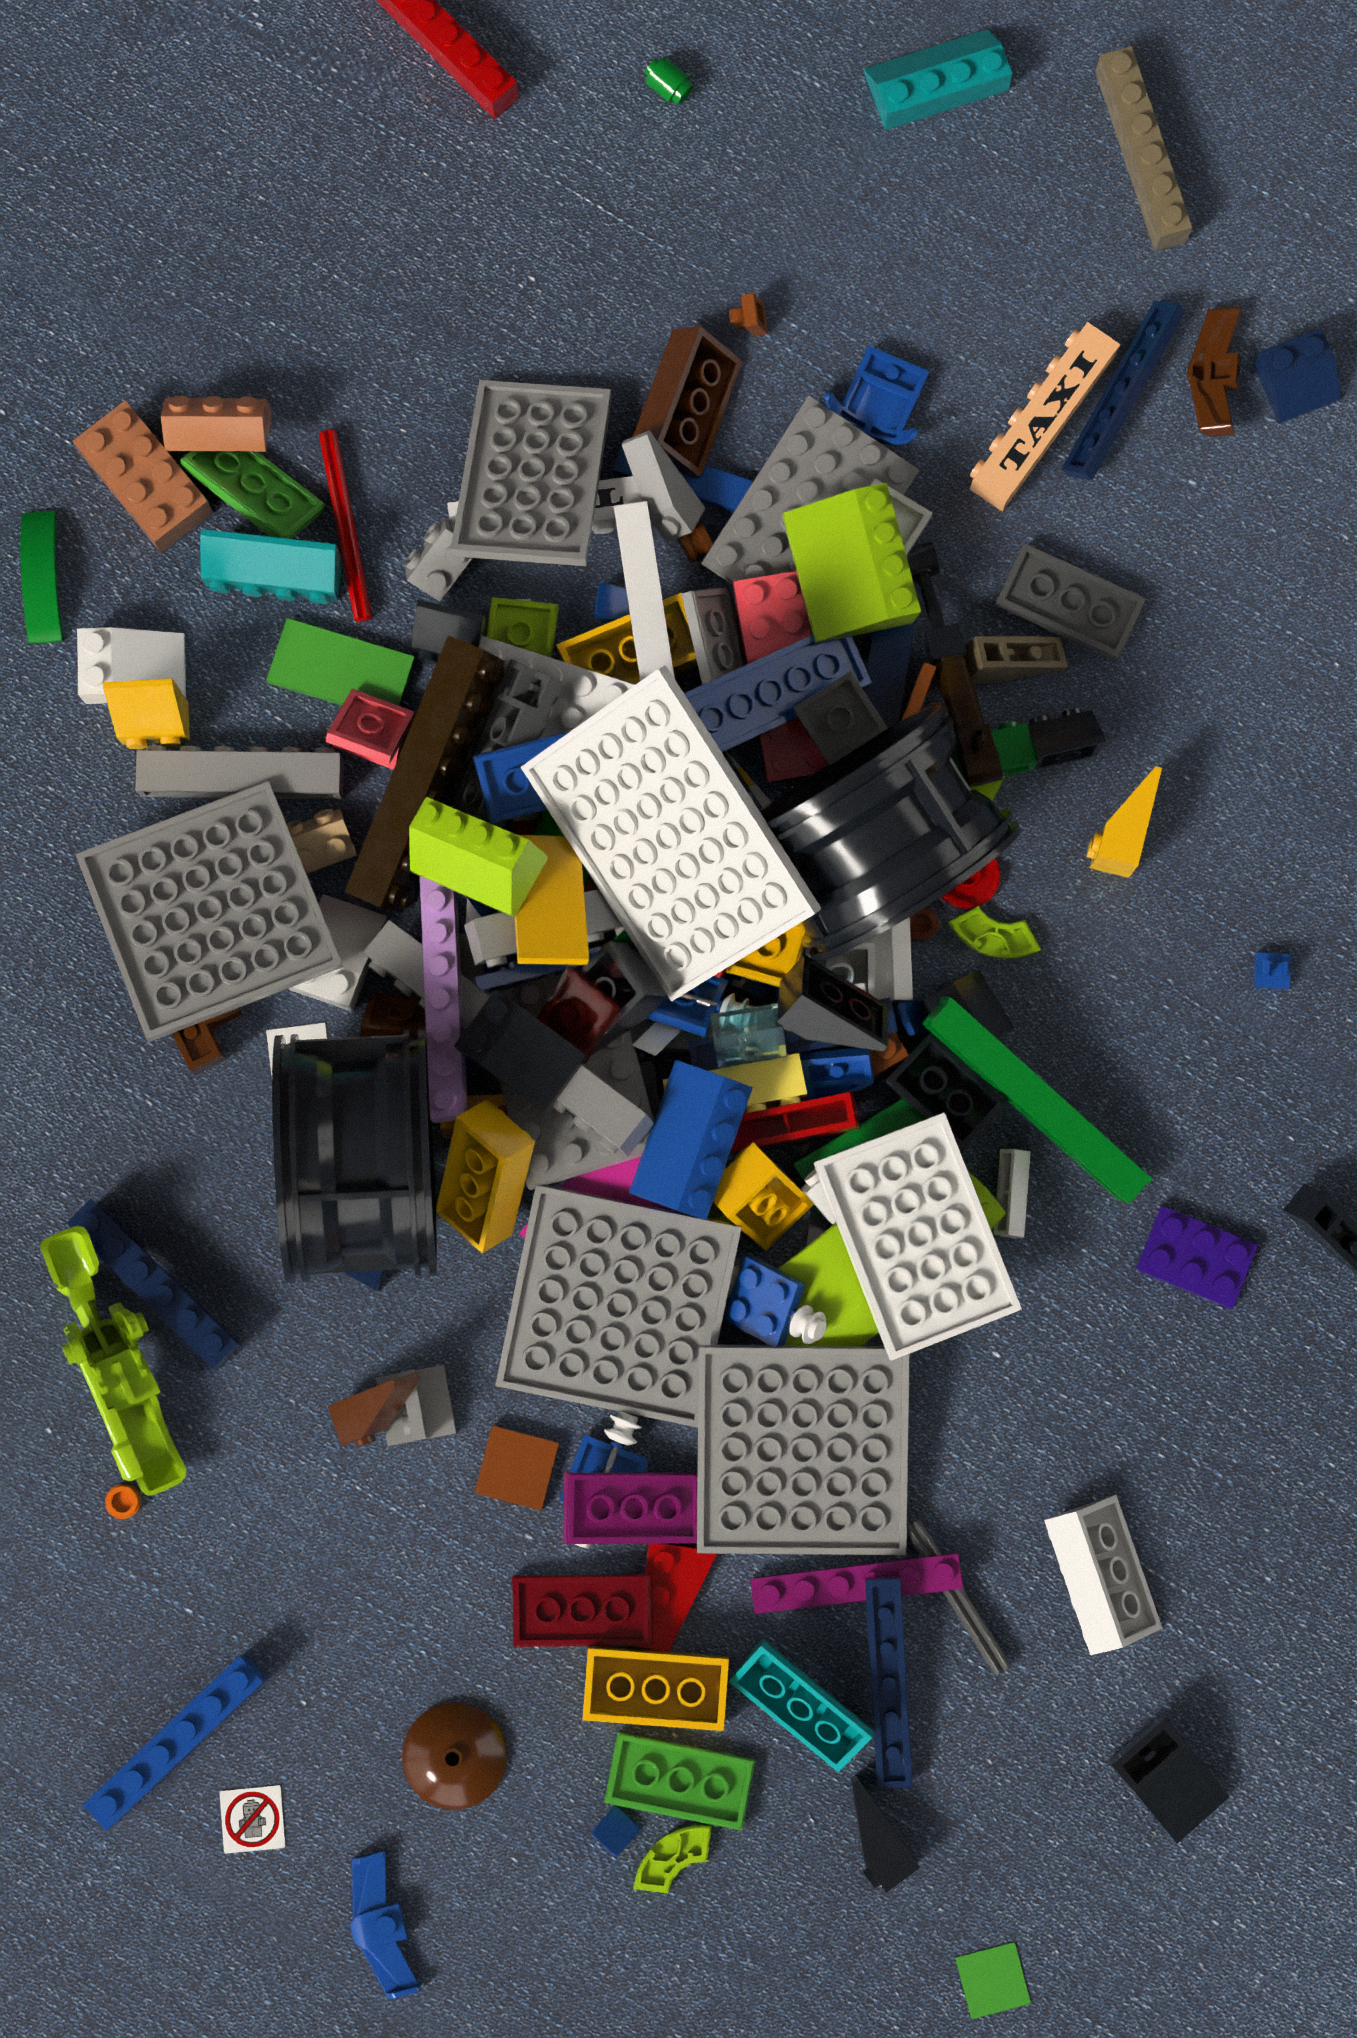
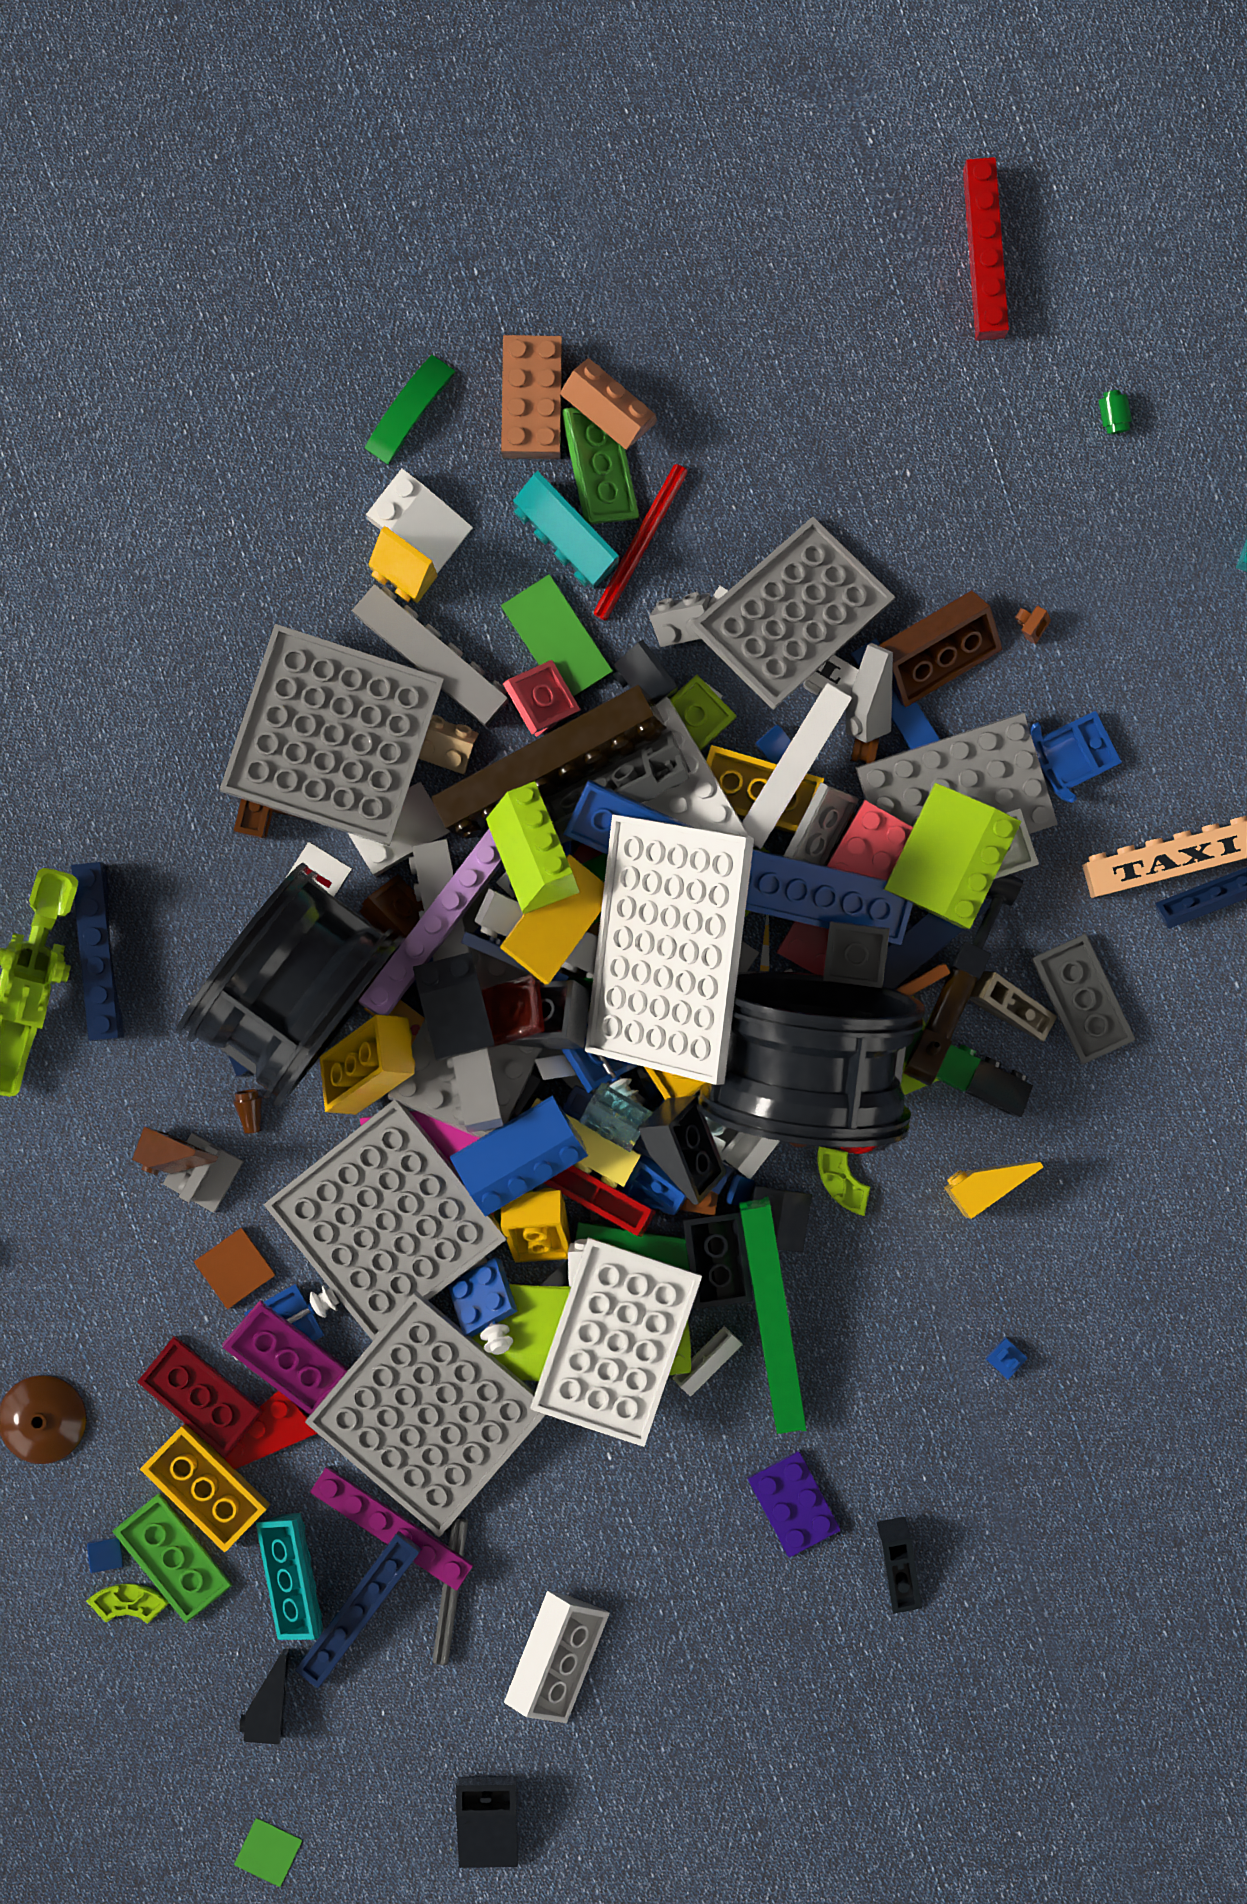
camera: 40 degrees right, 5 degrees up
(411, 1313) = (249, 1109): none -> reddish brown cone

